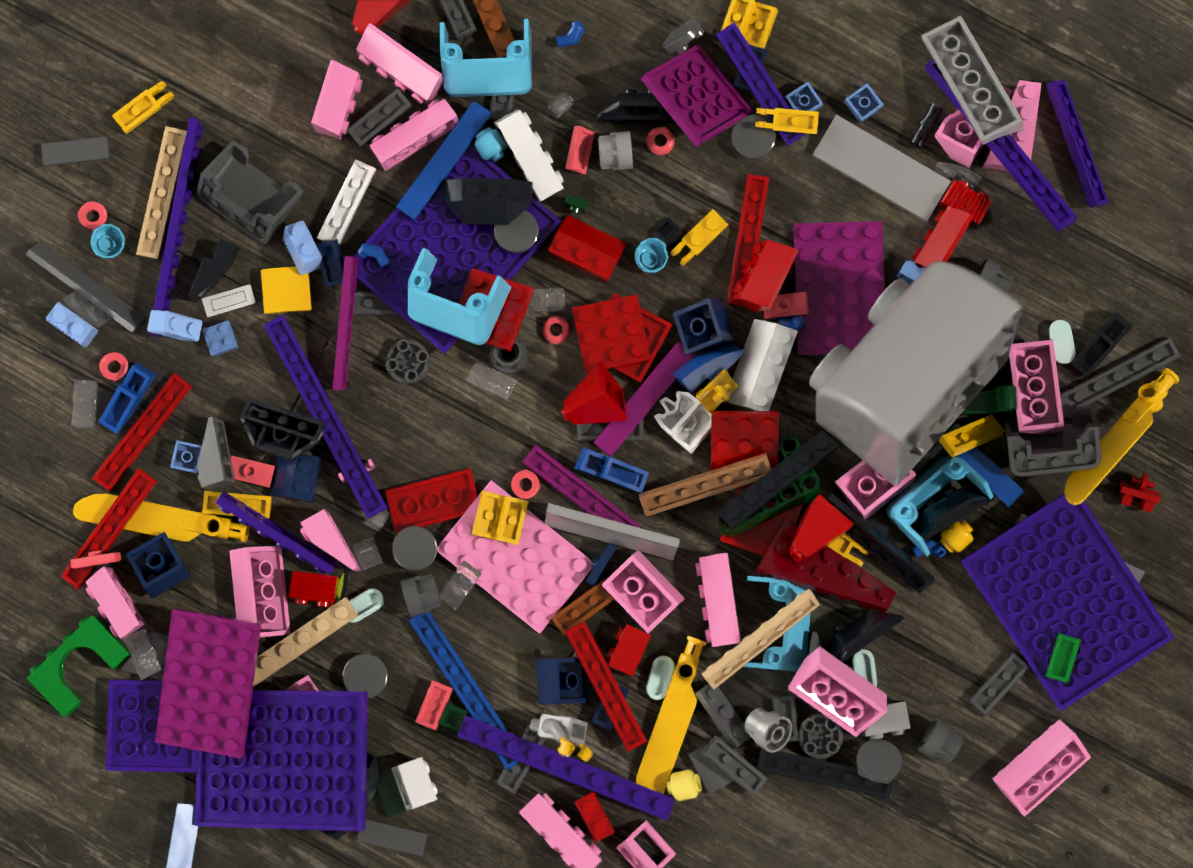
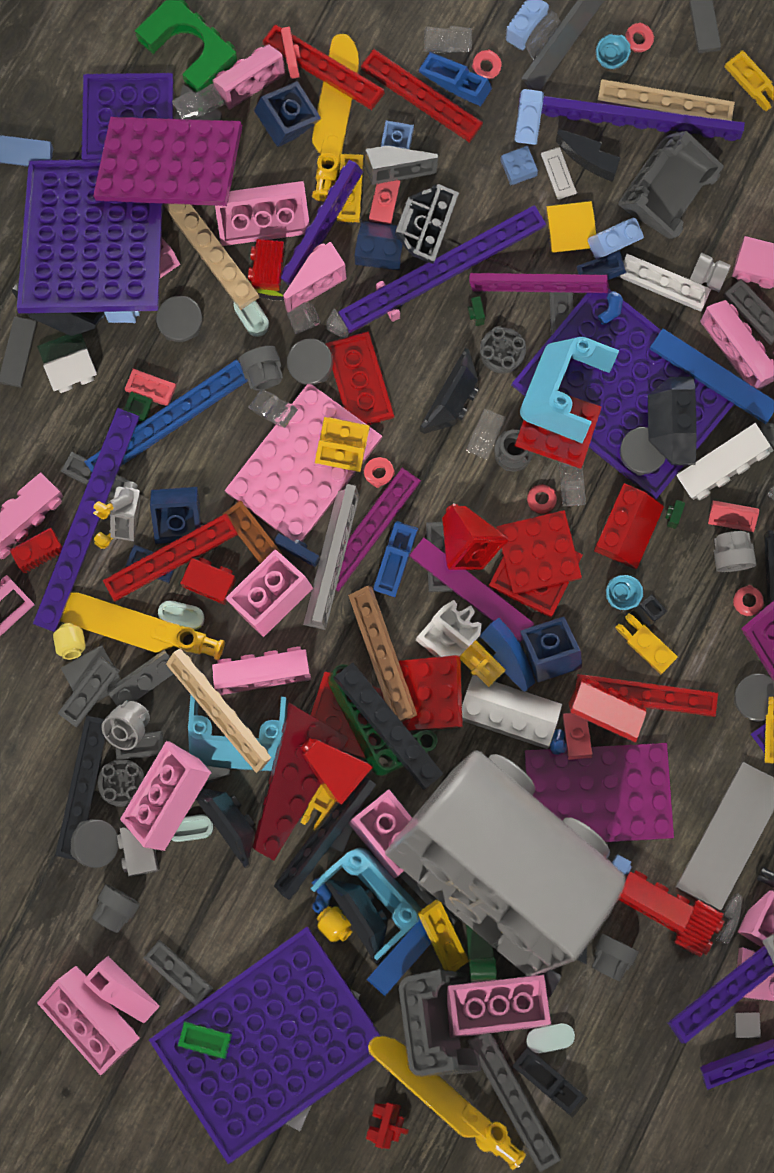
camera: 90 degrees right, 5 degrees down
(338, 161) = (710, 272): none -> light grey wheel
(369, 385) = (476, 311): none -> dark green plate
(453, 409) = (454, 396): none -> black wedge
(490, 144) = (733, 422): medium azure head -> none
(1015, 737) = (120, 990): none -> bright pink slope
(1052, 164) = (747, 1025): none -> light grey tile

